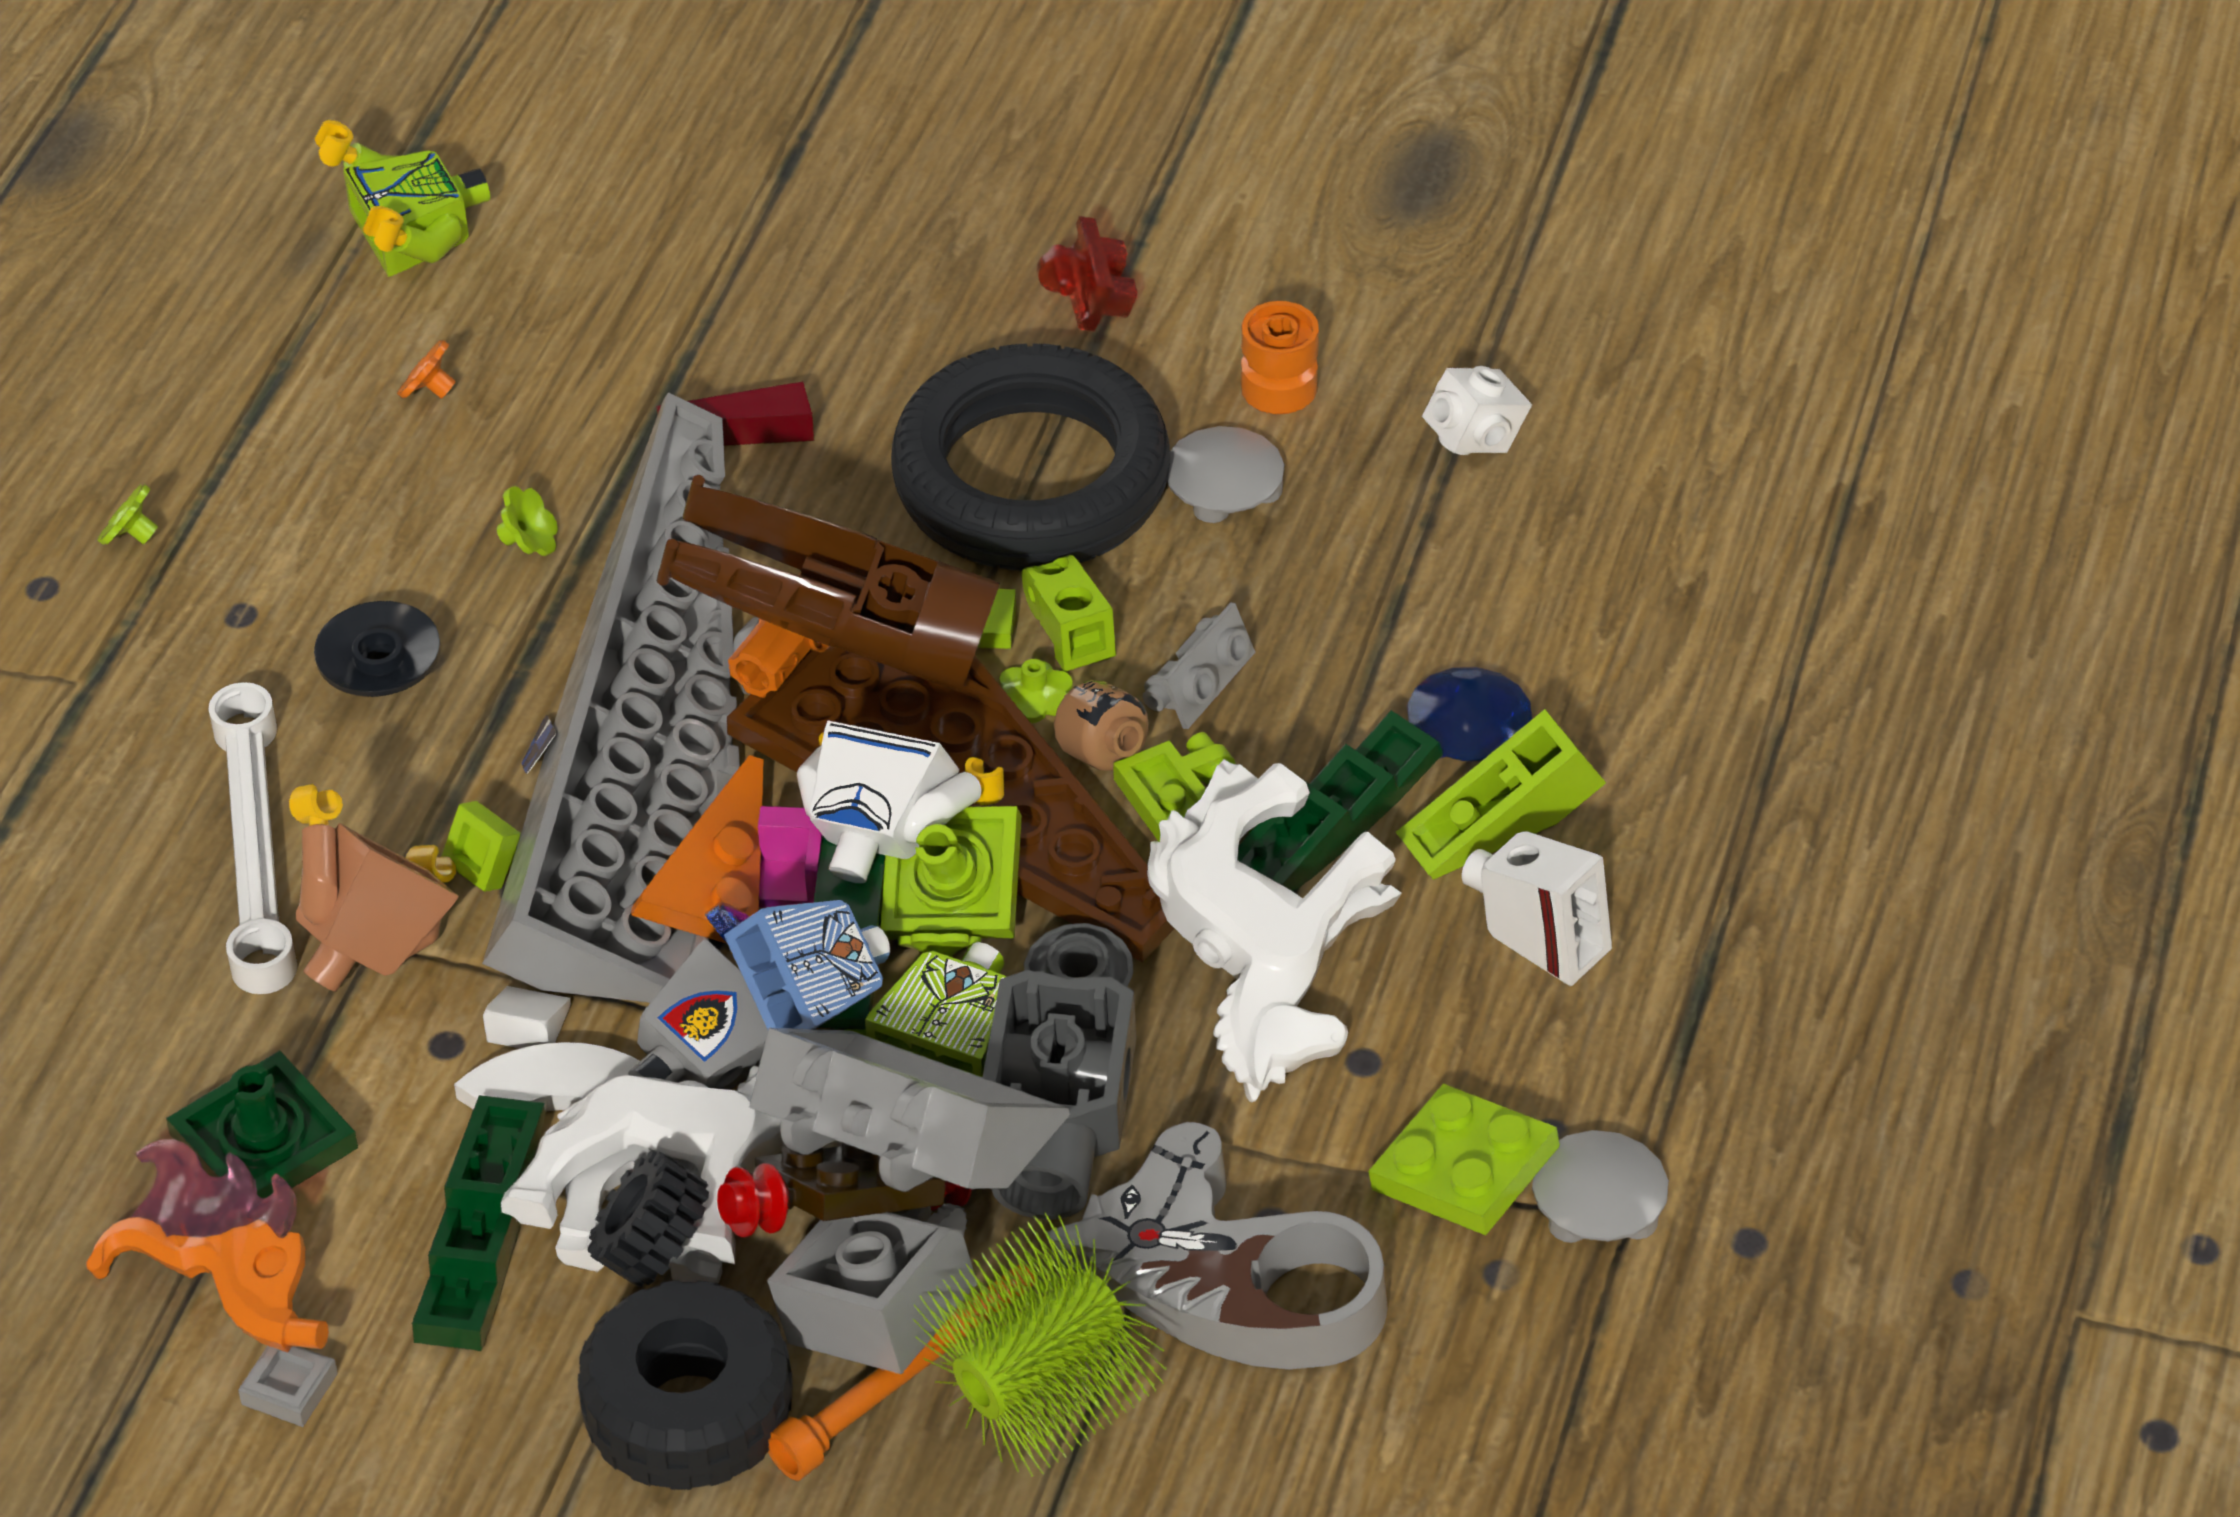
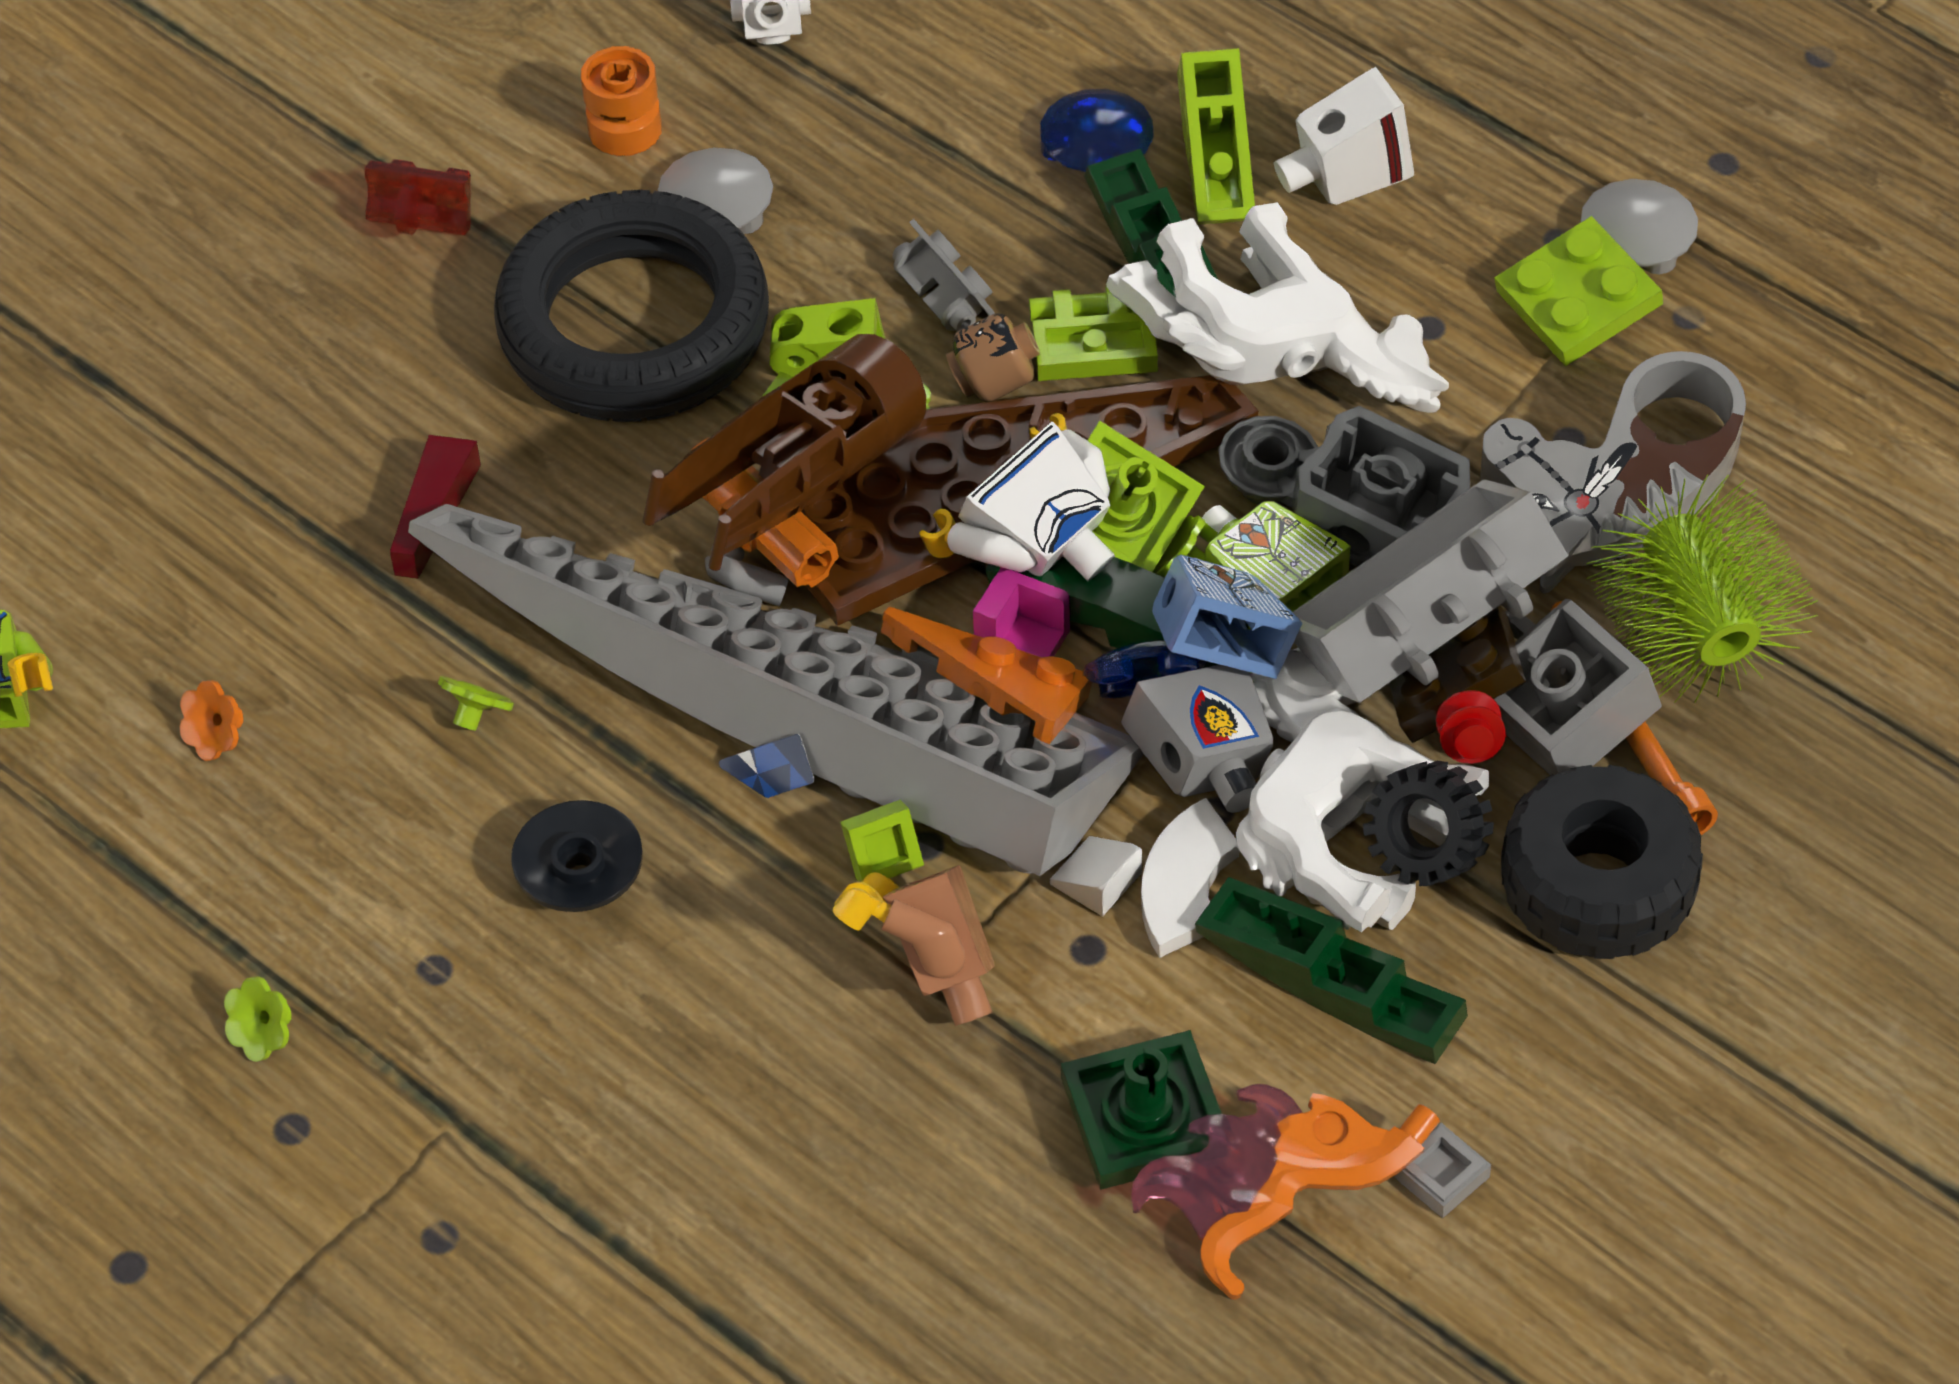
camera: 65 degrees left, 5 degrees up
(252, 839) = (755, 1025): white piece -> none

